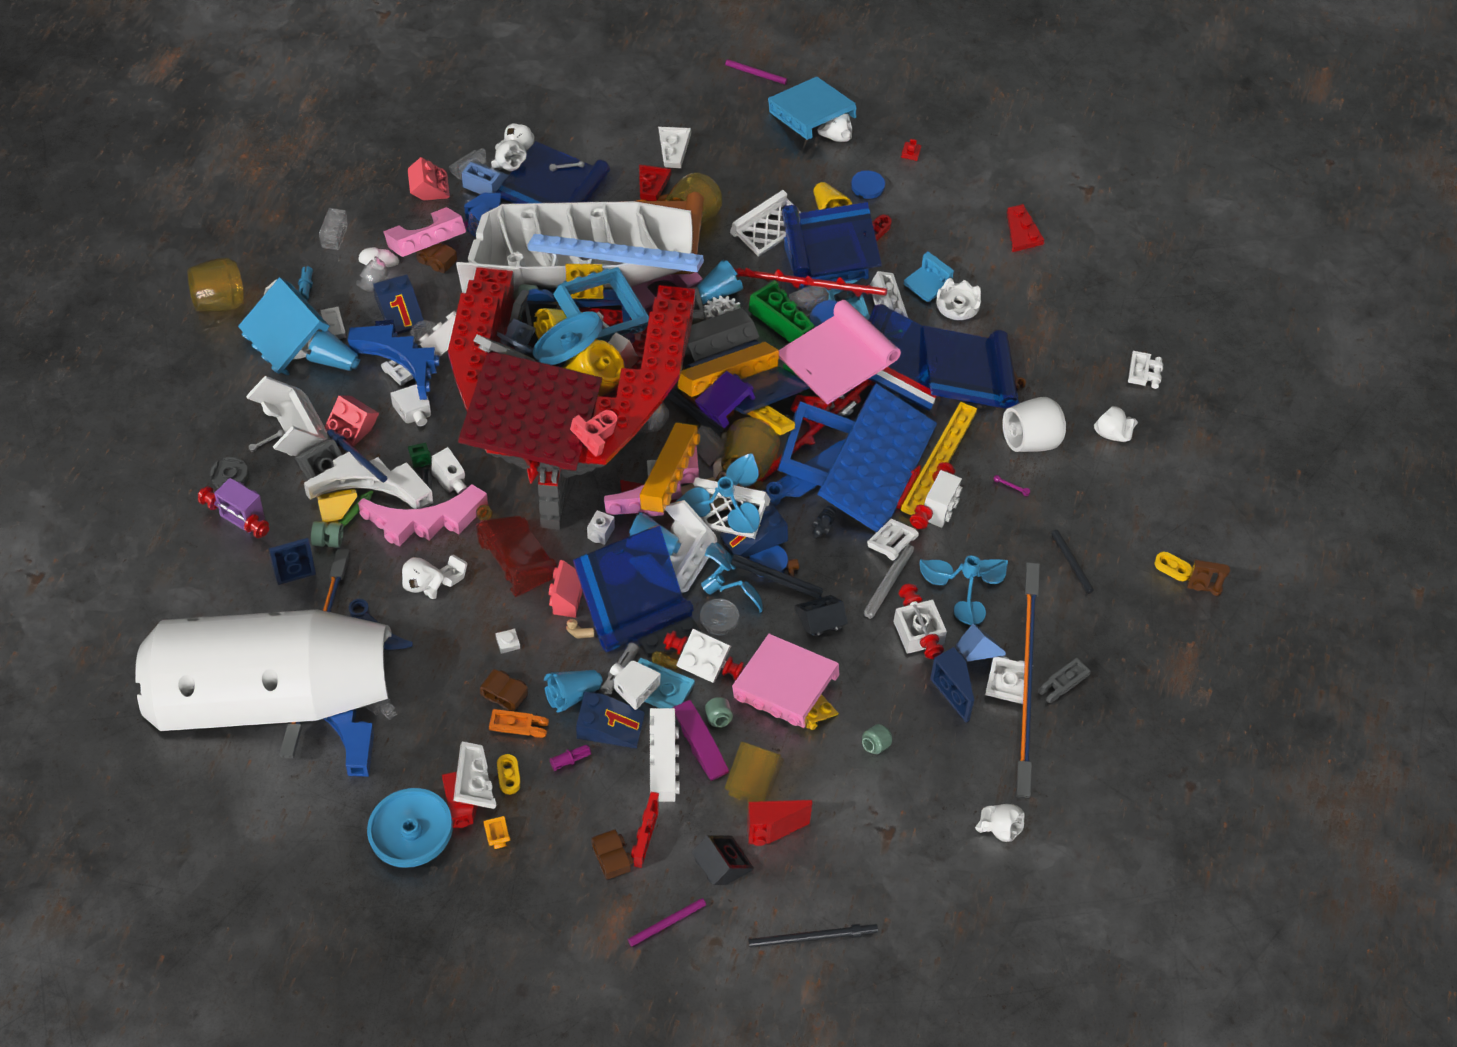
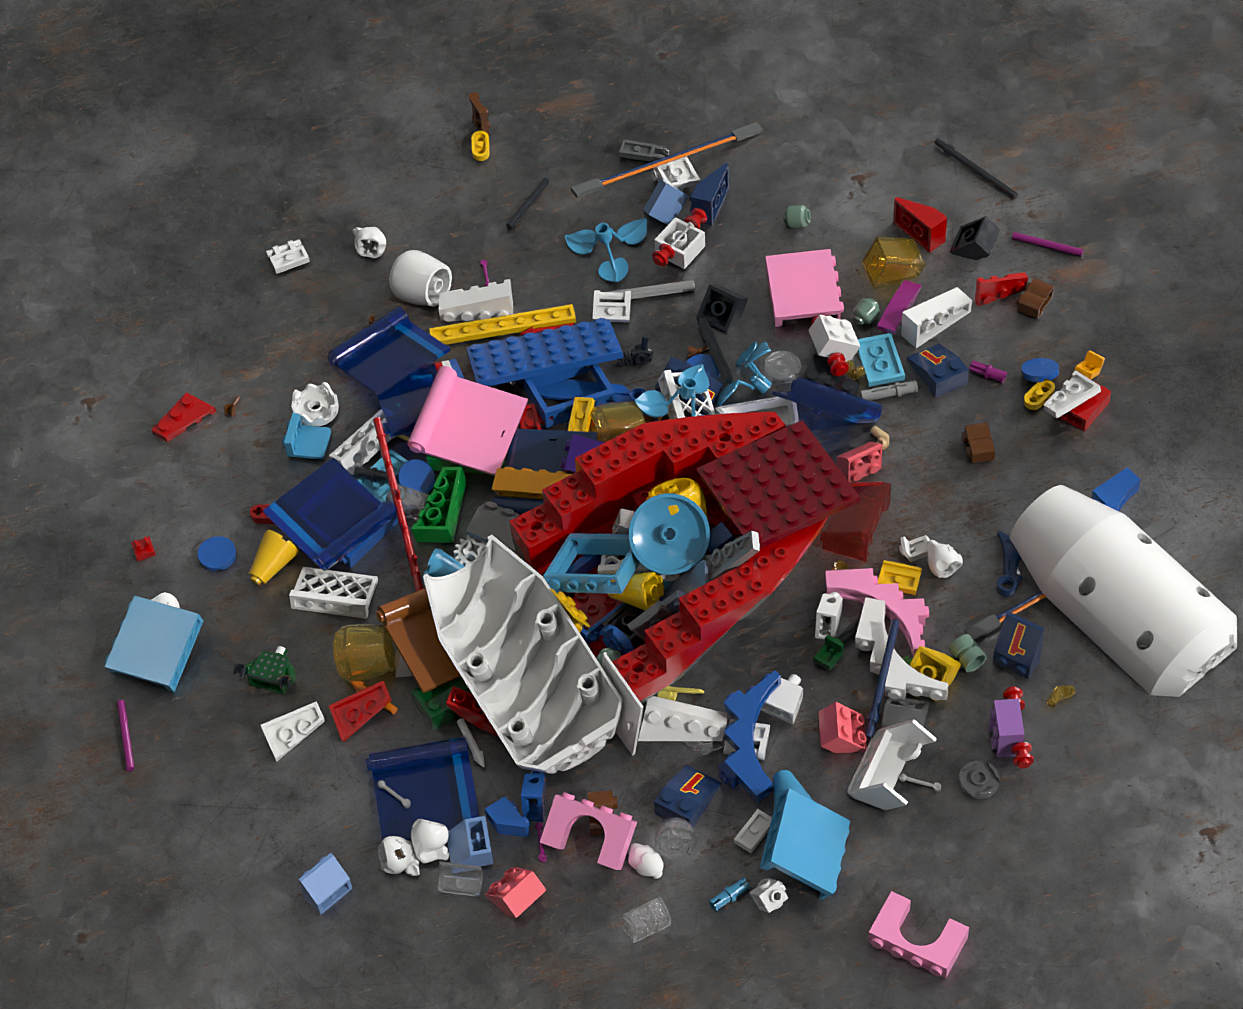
camera: 120 degrees left, 0 degrees up
(177, 339) = (934, 957): none -> bright pink arch
(215, 285) = (808, 948): clear yellow piece -> none
(237, 571) = (1060, 692): none -> clear yellow arm
(410, 827) = (1141, 411): dark azure dish -> none
(438, 545) = (905, 575): none -> yellow plate
(507, 641) = (934, 475): white plate -> none
(517, 723) = (996, 418): orange hinge -> none
(531, 792) = (1040, 369): none -> blue tile
(532, 95) = (325, 884): none -> medium blue slope
(568, 687) = (937, 400): dark azure cone -> none
(599, 428) = (761, 419): coral tile -> none
(616, 252) = (528, 591): light blue plate -> none
(635, 682) = (897, 362): white torso -> none
(729, 156) = (269, 671): none -> dark green torso
(940, 499) = (550, 291): white brick -> none
(976, 450) = (476, 302): none -> white wedge
(1003, 255) = (230, 408): none -> reddish brown hand
(1003, 820) = (794, 120): white piece -> none

